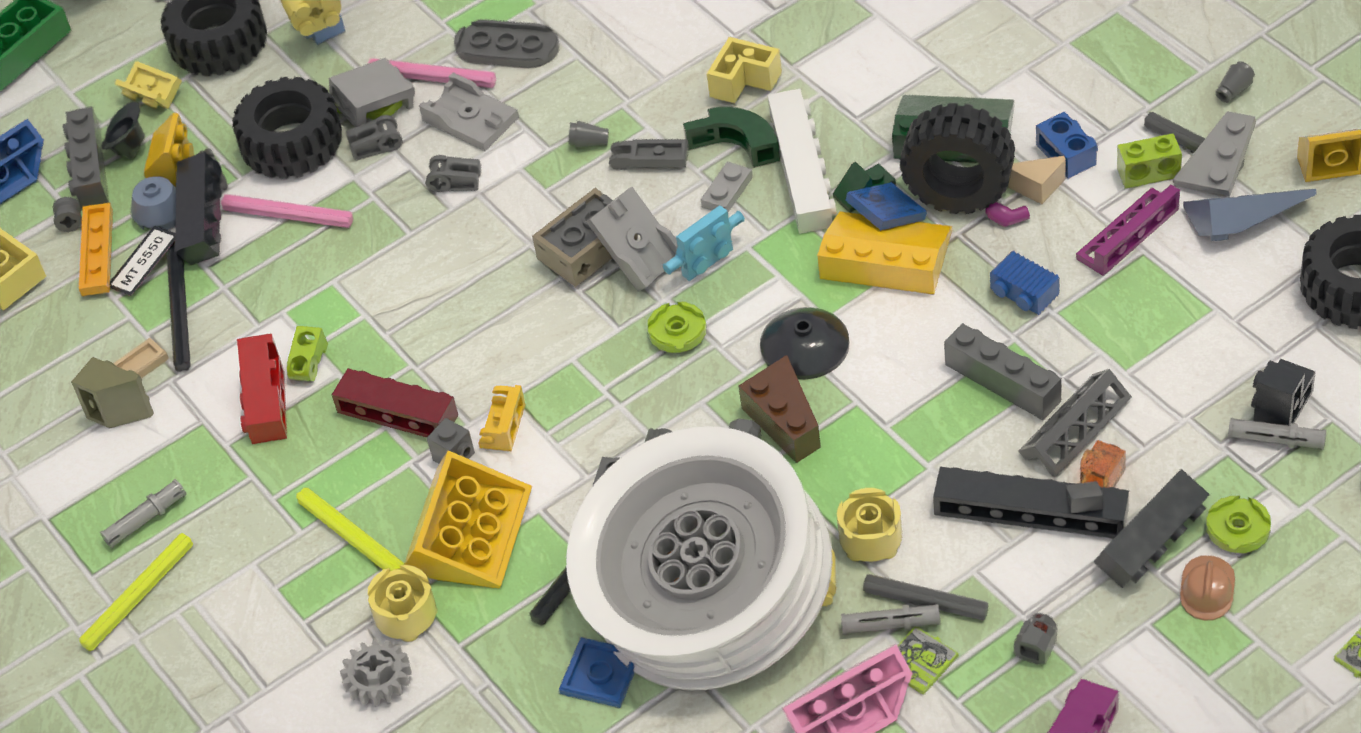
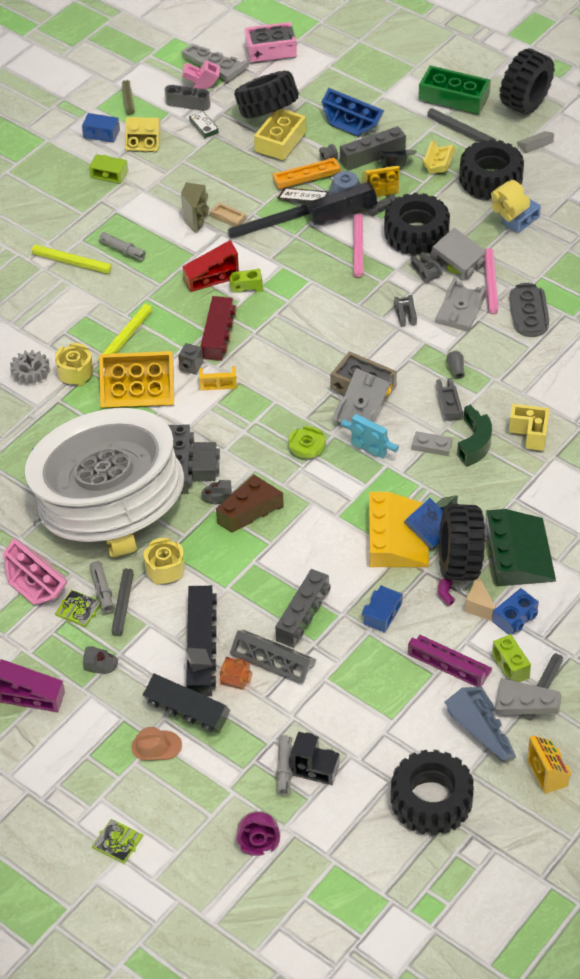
camera: 70 degrees right, 0 degrees up
(90, 54) = (458, 126): none -> dark grey axle
(801, 162) = (462, 472): white brick -> none
(809, 337) = (312, 508): black dish -> none
(1233, 512) = (204, 744): lime plate -> none

